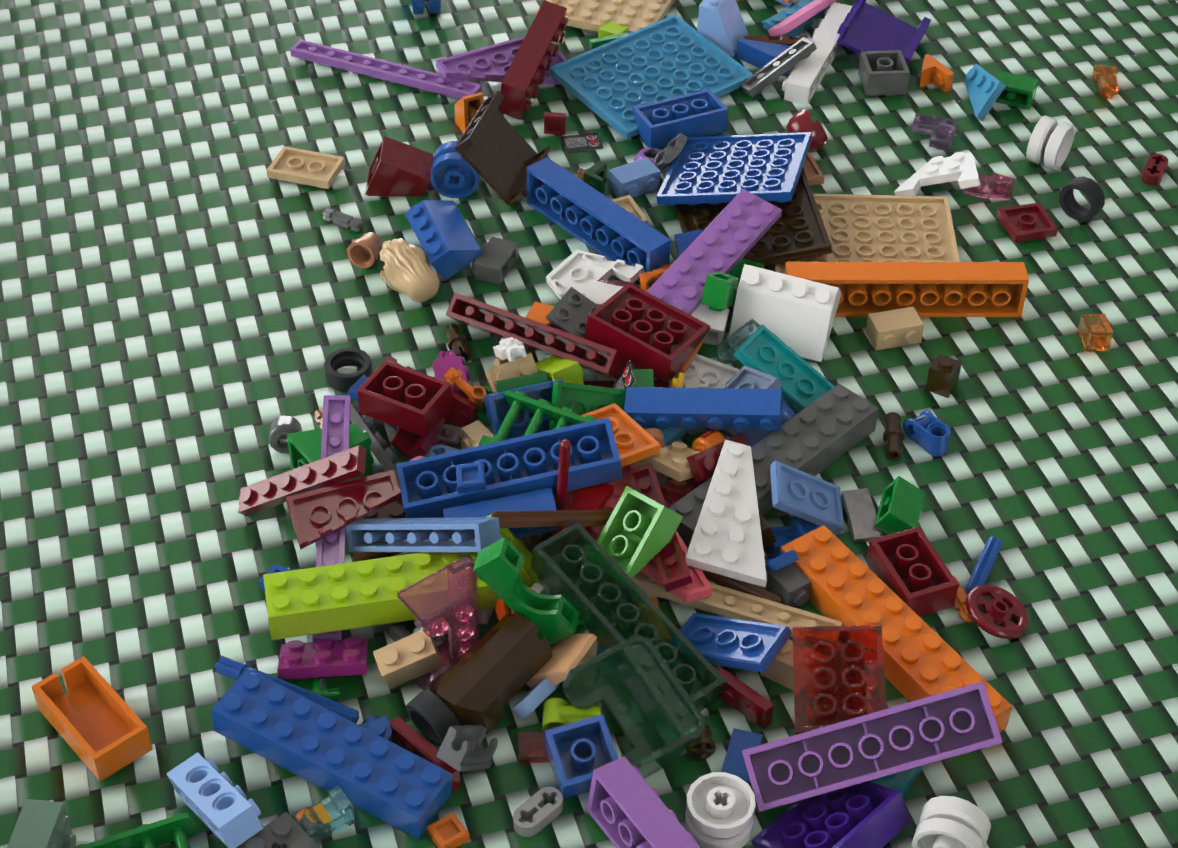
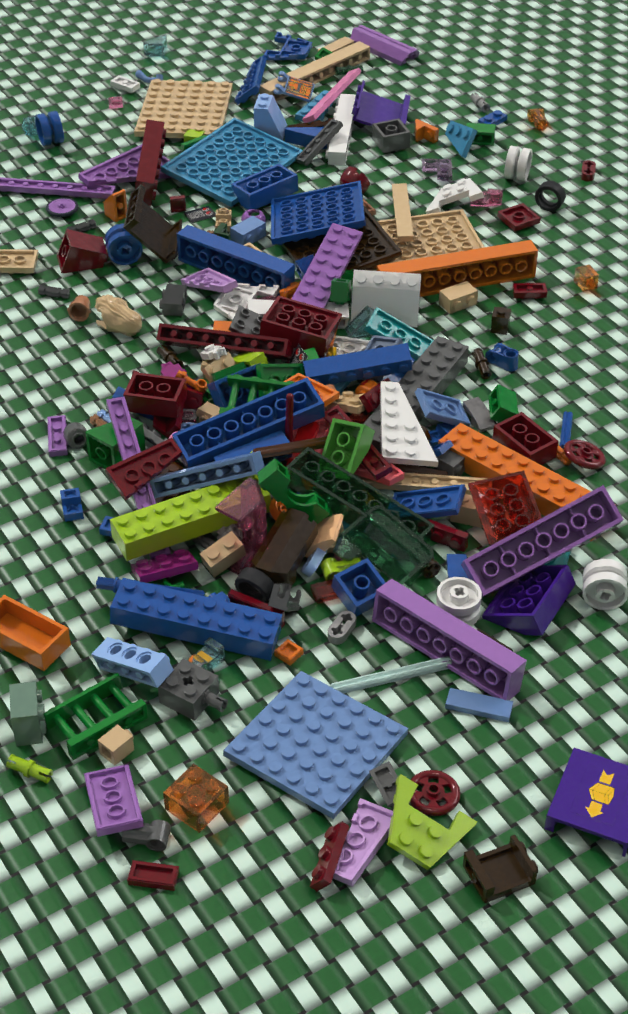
camera: 15 degrees left, 0 degrees up
(240, 535) = (71, 504): none -> blue slope
(257, 439) = (56, 443): none -> medium lavender tile
(306, 478) = (111, 455): plate -> none
(346, 357) = (97, 379): black tyre -> none
(401, 103) = (62, 207): none -> medium lavender wheel
(416, 135) = (82, 227): none -> dark grey axle
(443, 235) = (134, 288): blue slope -> none
(470, 477) = (227, 432): blue tile -> none
(553, 242) = (210, 280): none -> lavender wing
(610, 152) = (224, 215): none -> tan slope
(670, 152) = (268, 208): flat silver slope -> none
(858, 188) = (402, 213): none -> tan tile
(1004, 336) = (529, 290): none -> dark red plate
(1030, 43) = (480, 102): none -> light grey pin
(1041, 70) = (495, 117): none -> blue plate

